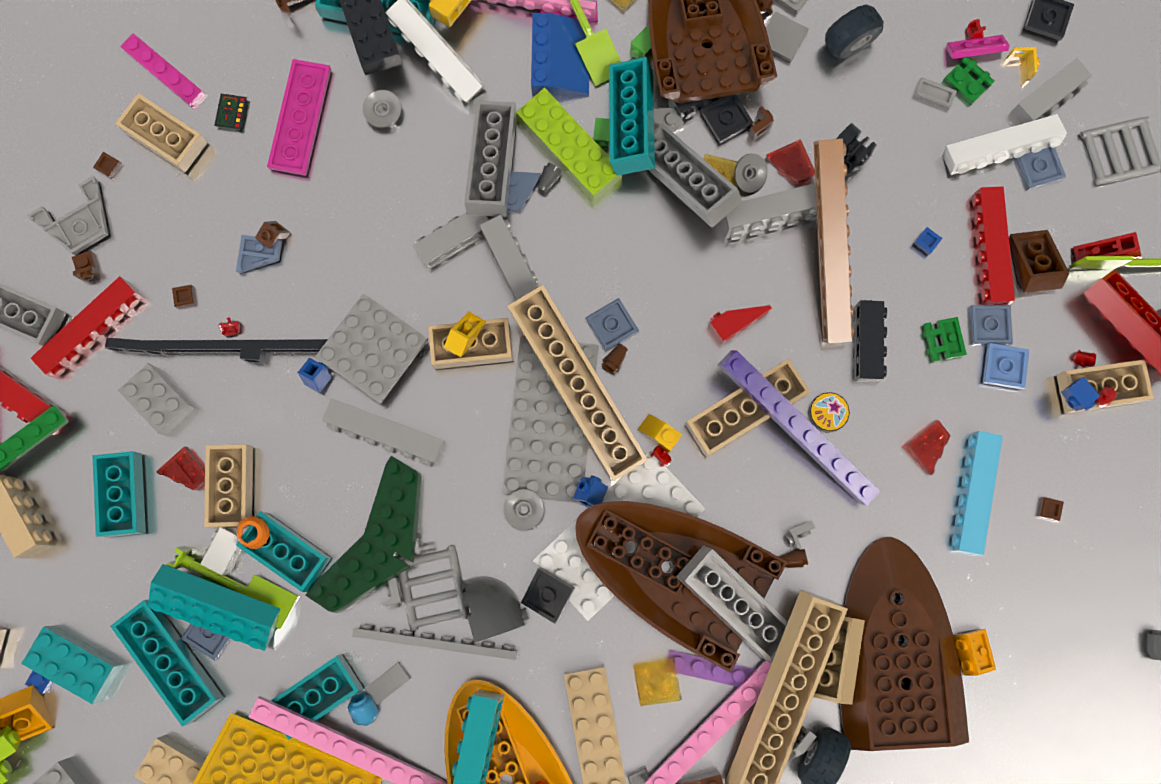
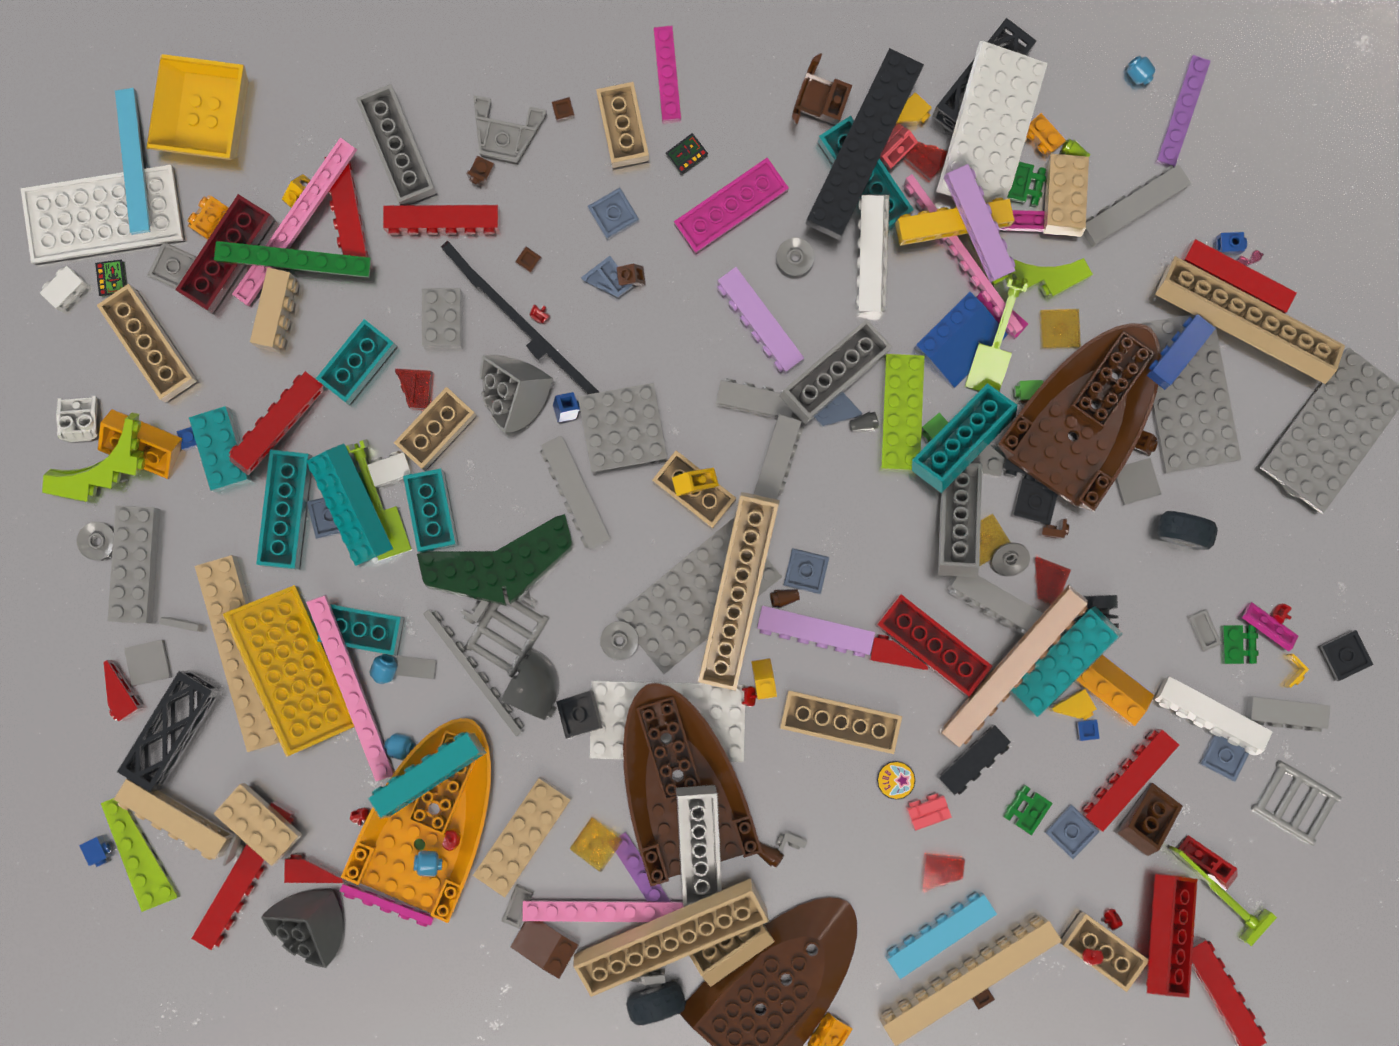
camera: 40 degrees right, 5 degrees up
(96, 601) = (275, 423): none -> red brick
(216, 204) = (613, 213): none -> sand blue tile
(262, 401) = (513, 391): none -> light grey brick
(262, 528) = (432, 478): orange piece -> none
(400, 177) = (760, 320): none -> lavender brick
(431, 758) = (399, 746): none -> dark azure head
(590, 491) = (676, 673): blue brick -> none
(661, 360) = (815, 630): none -> lavender brick
(758, 285) = (934, 645): none -> red brick
(798, 427) = (859, 770): brick -> none
(867, 200) = (1067, 661): none -> teal brick
(876, 411) = (928, 812): none -> coral brick
(902, 231) = (1076, 705): none -> yellow slope
(914, 195) = (1116, 690): none -> light orange slope
(1006, 366) = (1051, 870): medium blue plate -> none
(1033, 505) = (970, 979): none -> tan brick
(1080, 395) = (1076, 939): blue brick -> none

